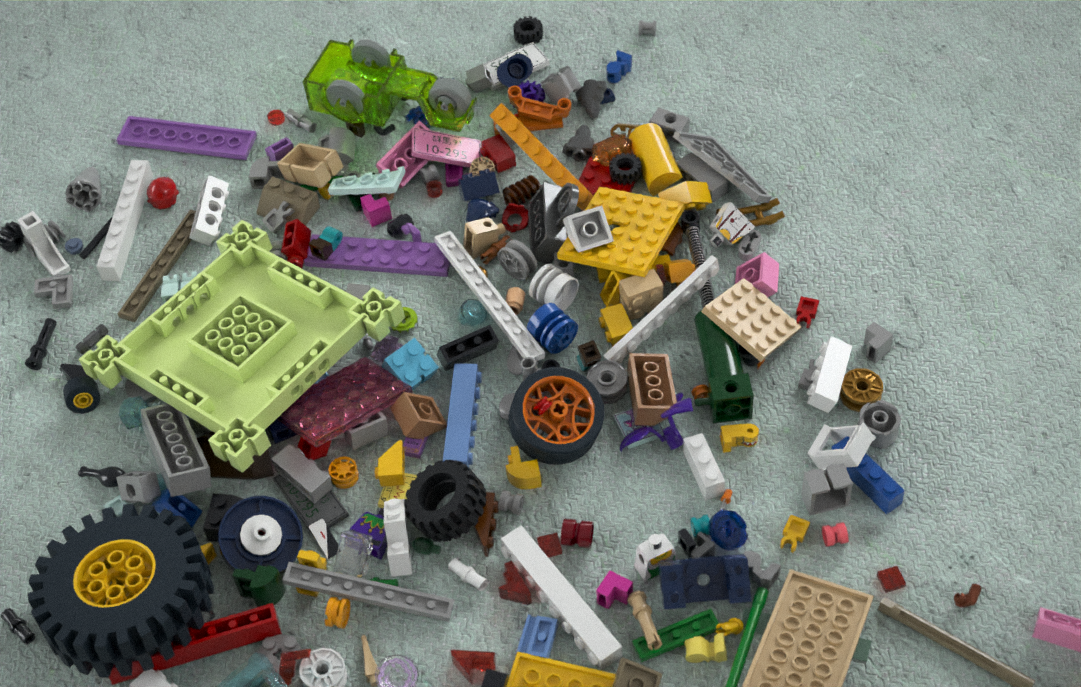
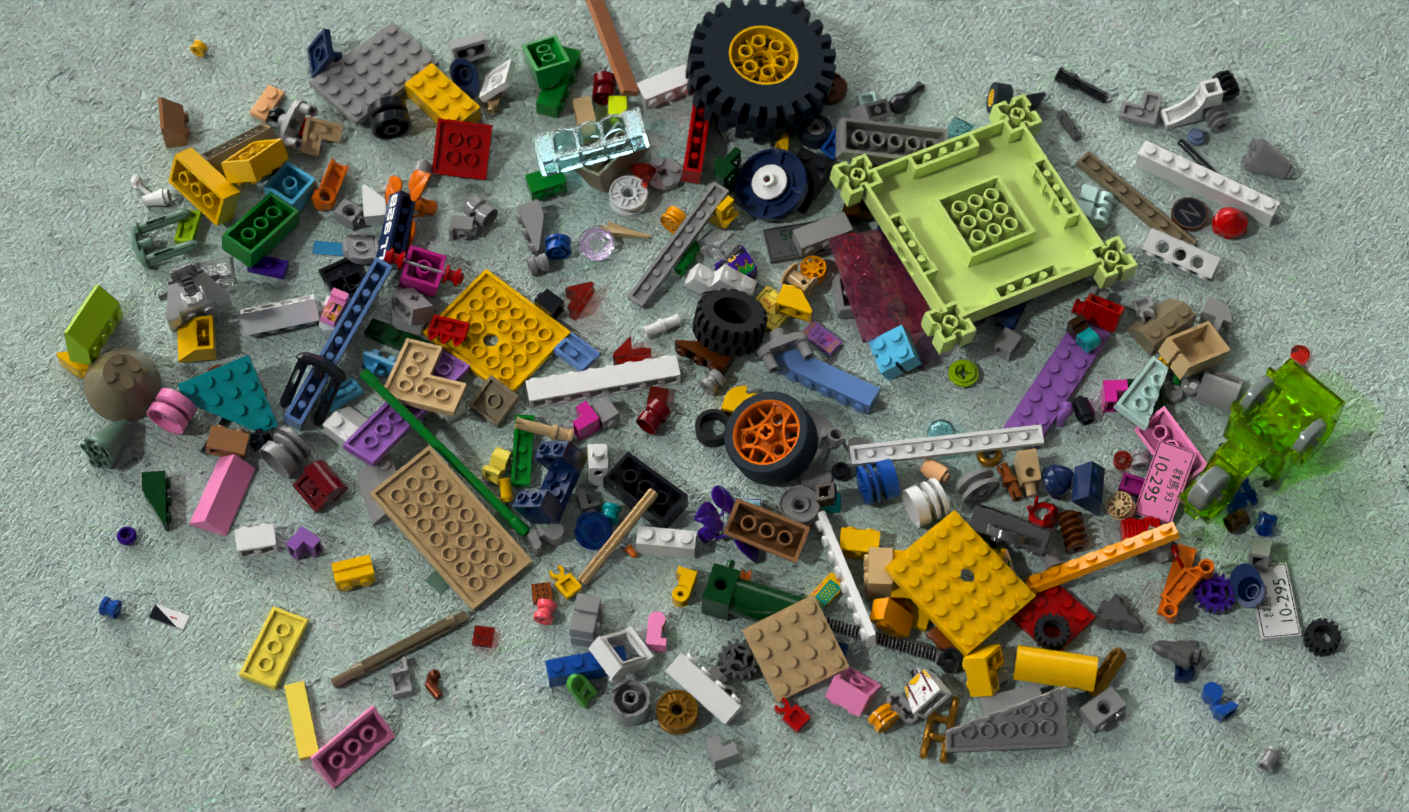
camera: 110 degrees right, 10 degrees up
(161, 225) = (1189, 214): none -> black tile
(187, 137) = (1303, 266): medium lavender plate -> none
(279, 149) = (1240, 340): medium lavender piece -> none
(324, 538) = (755, 237): sticker -> none
(365, 468) = (797, 279): none -> tan hose
(418, 415) = (836, 341): medium nougat slope -> none
(447, 449) = (780, 343): none -> light grey connector
(467, 347) = (894, 407): black brick -> none
(542, 405) = (774, 418): red bush -> none
(557, 469) = (710, 414): none -> black tyre
(560, 84) = (1206, 623): light grey brick -> none
(588, 229) = (962, 539): white slope -> none
(593, 576) = (607, 413): none -> light grey brick
(609, 148) = (1087, 632): clear orange brick -> none
(663, 500) = (633, 478): none -> black brick
(676, 335) = (827, 589): none -> tile
(686, 541) = (600, 494): black tile -> none
(726, 500) = (617, 537): none -> tan axle
(771, 245) = (883, 718): none -> light orange wheel
(782, 366) = (735, 667): none -> dark grey gear
(796, 439) = (655, 627): none -> bright pink leg
(815, 549) = (540, 591): none -> dark orange tile
(893, 469) = (577, 685): none -> bright green plate
(984, 628) = (401, 681): none -> light grey slope

